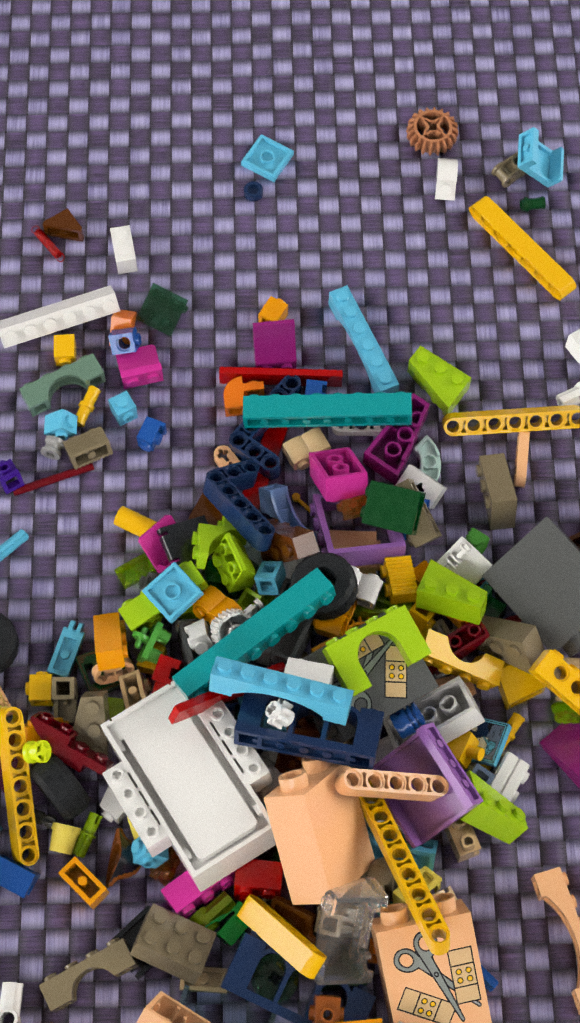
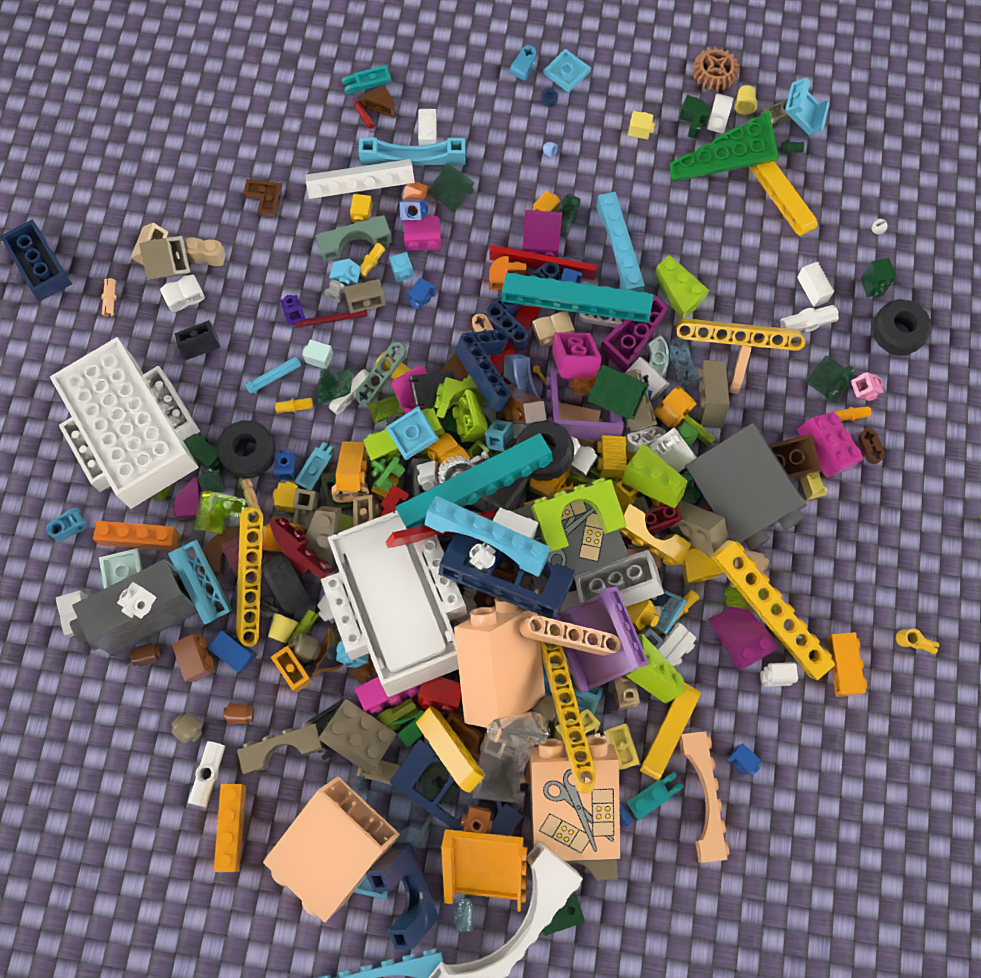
camera: 10 degrees right, 5 degrees up
(29, 584) = (293, 405): none -> yellow axle
(32, 944) = (238, 713): none -> dark orange brick
(33, 660) = (288, 470): none -> blue brick
(36, 751) = (269, 550): neon yellow wheel -> none
(44, 203) = (367, 79): none -> teal hinge
(46, 522) = (317, 354): none -> light aqua brick
(71, 283) = (377, 152): none -> medium azure arch
(73, 554) = (333, 386): none -> clear green hinge
(91, 557) = (341, 403): none -> white beam
(94, 855) = (305, 647): none -> dark tan head
(126, 533) = (383, 375): none -> sand green beam
(218, 157) = (523, 63): none -> dark azure piece
(265, 248) = (550, 149): none -> light blue hinge
(300, 311) = (570, 211): none -> clear green brick
(361, 206) = (641, 125): none -> light yellow brick
(407, 720) = (596, 580): blue piece -> none
(419, 182) = (696, 112): none -> dark green brick
(422, 556) = (636, 439): none -> white beam
(457, 470) = (681, 370): none -> clear light blue beam
(458, 513) = (674, 407): none -> light orange brick
(470, 217) = (735, 149): none -> green wing
(472, 161) = (746, 100): none -> light yellow piece
(472, 897) = (624, 746): none -> light yellow hinge
(495, 538) = (703, 434): none -> lime axle
(514, 952) = (652, 797): none -> teal hinge
(520, 876) = (670, 732): none -> yellow beam

